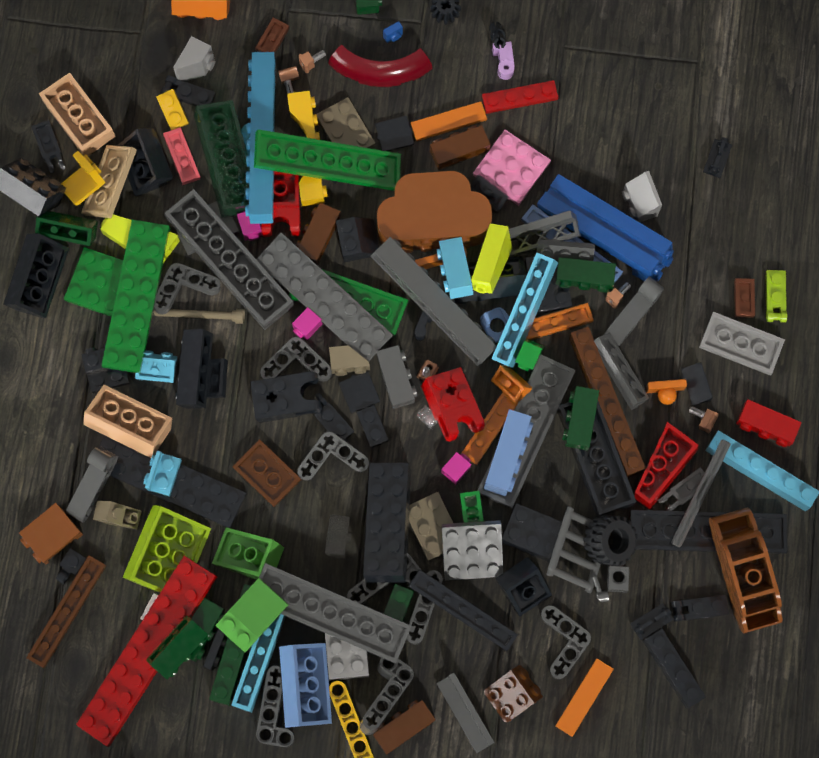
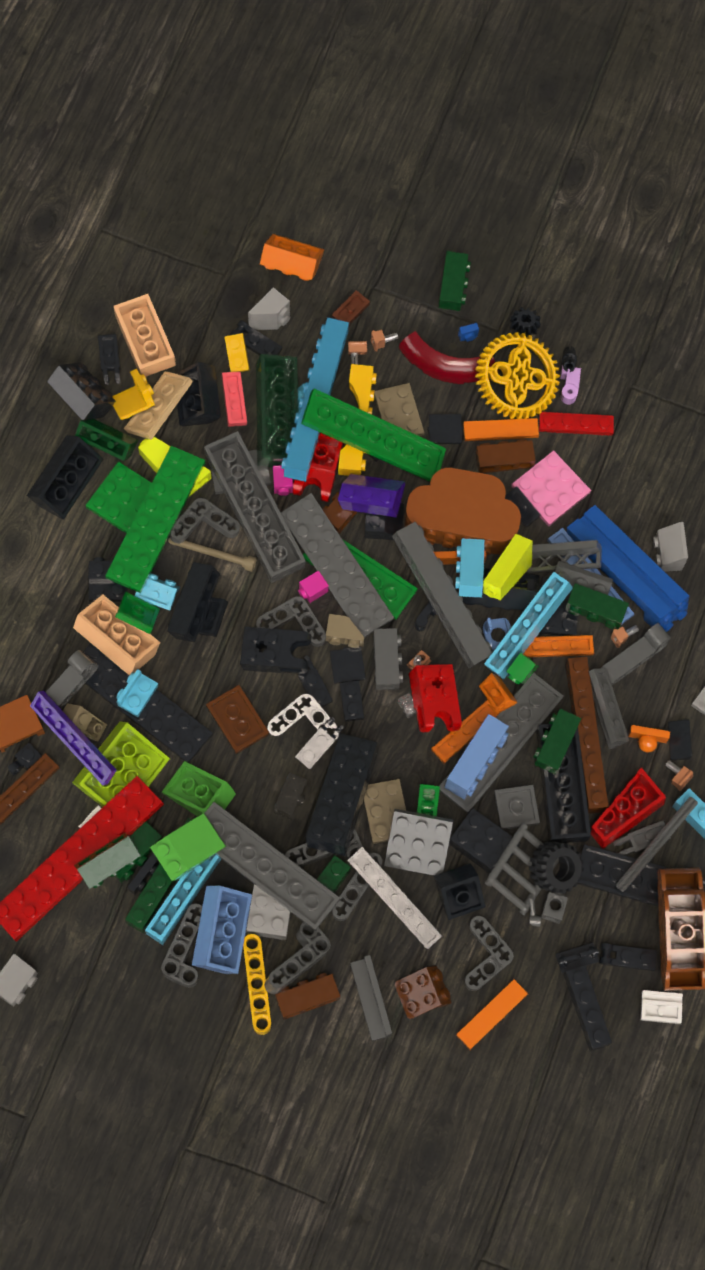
camera: 10 degrees right, 5 degrees down
(112, 535) = (73, 738): none -> dark purple plate
(142, 394) = (137, 612): none -> green tile
(340, 219) = (371, 495): none -> dark purple slope
(351, 478) = (318, 744): none -> hinge
(456, 467) = (423, 760): dark pink brick -> none
(457, 59) = (523, 371): none -> yellow gear
(557, 490) = (516, 807): none -> dark grey plate
(743, 648) = (661, 1007): none -> white plate

